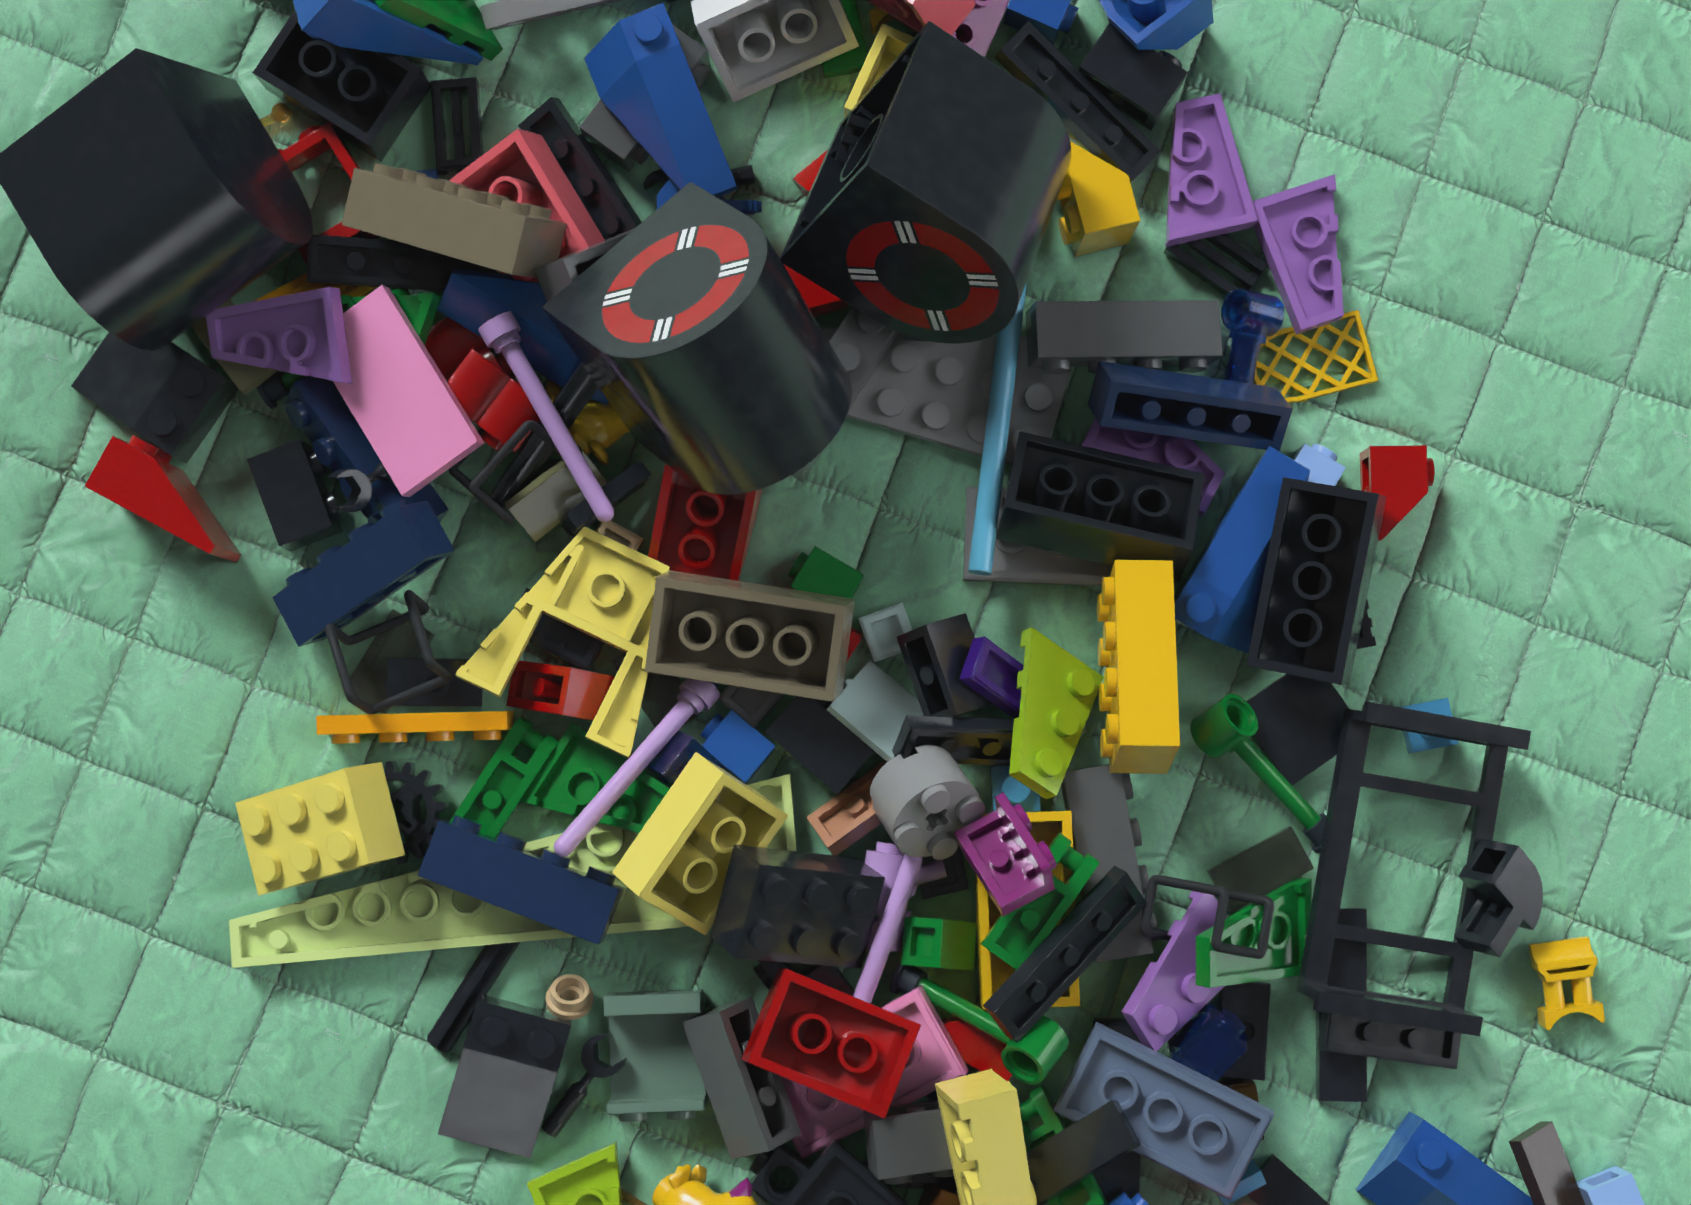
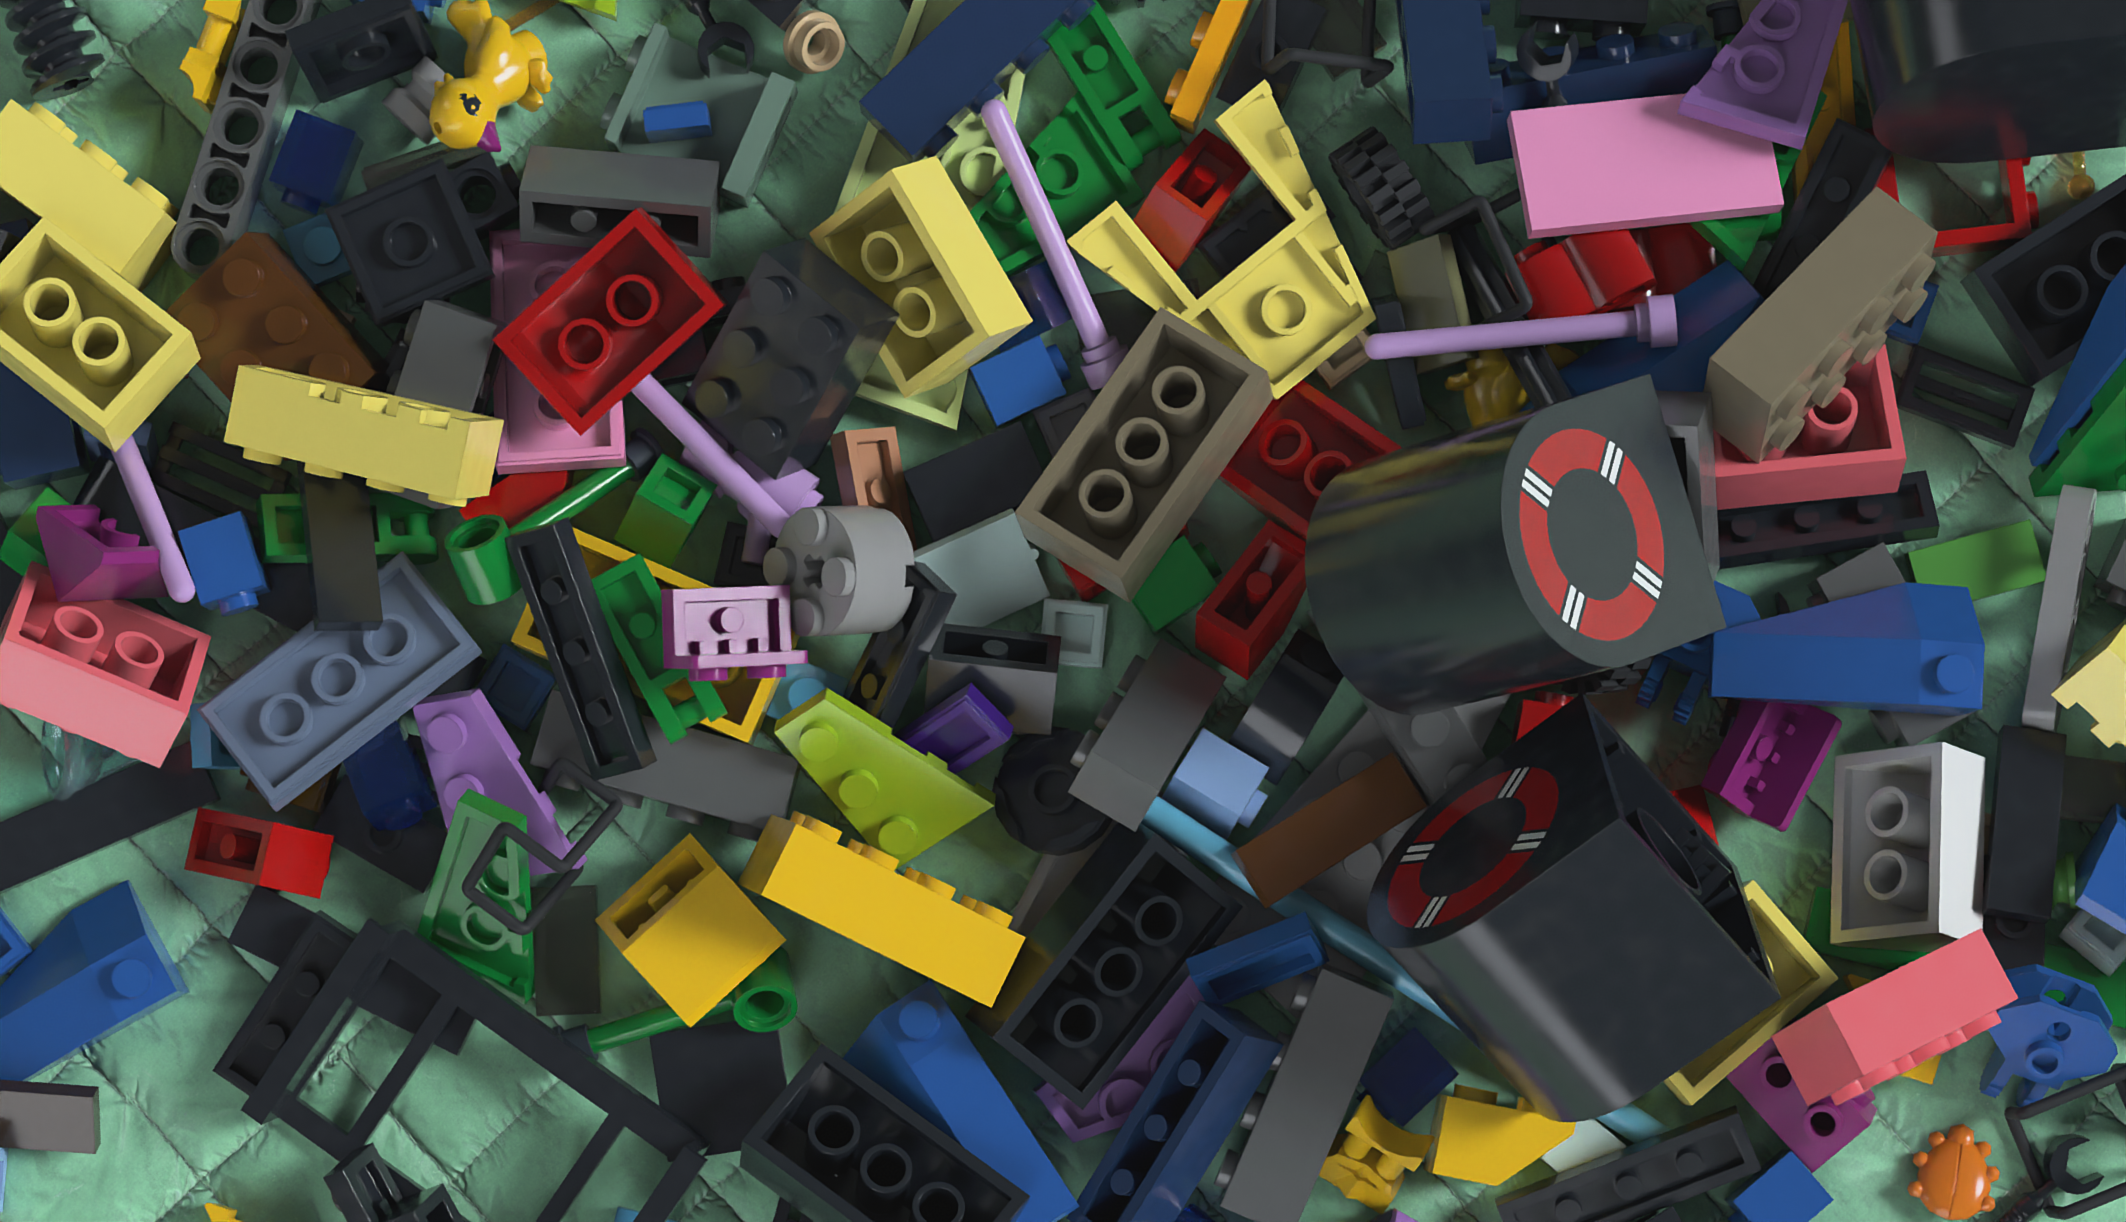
camera: 110 degrees right, 0 degrees up
(493, 564) = (1381, 187): none -> black tyre
(562, 65) = (1983, 562): none -> bright green tile
(668, 1065) = (677, 122): none -> blue tile
(758, 137) = (1770, 759): none -> magenta bracket
(809, 519) = (1253, 601): none -> red slope
(872, 465) = (1288, 705): none -> black brick
(938, 547) = (1143, 732): none -> dark grey brick
(943, 398) = (1328, 830): none -> reddish brown tile
(947, 487) = (1217, 785): none -> light blue brick
(1003, 601) = (1035, 798): none -> black tile
(1051, 404) = (1258, 960): none -> blue tile
(1078, 276) = (1406, 1077): none -> clear blue brick
(1103, 990) = (516, 687): none -> blue tile
(1137, 272) = (1372, 1157): none -> yellow piece
(1213, 790) = (690, 930): none -> yellow slope
(1299, 1108) = (259, 852): none -> red slope

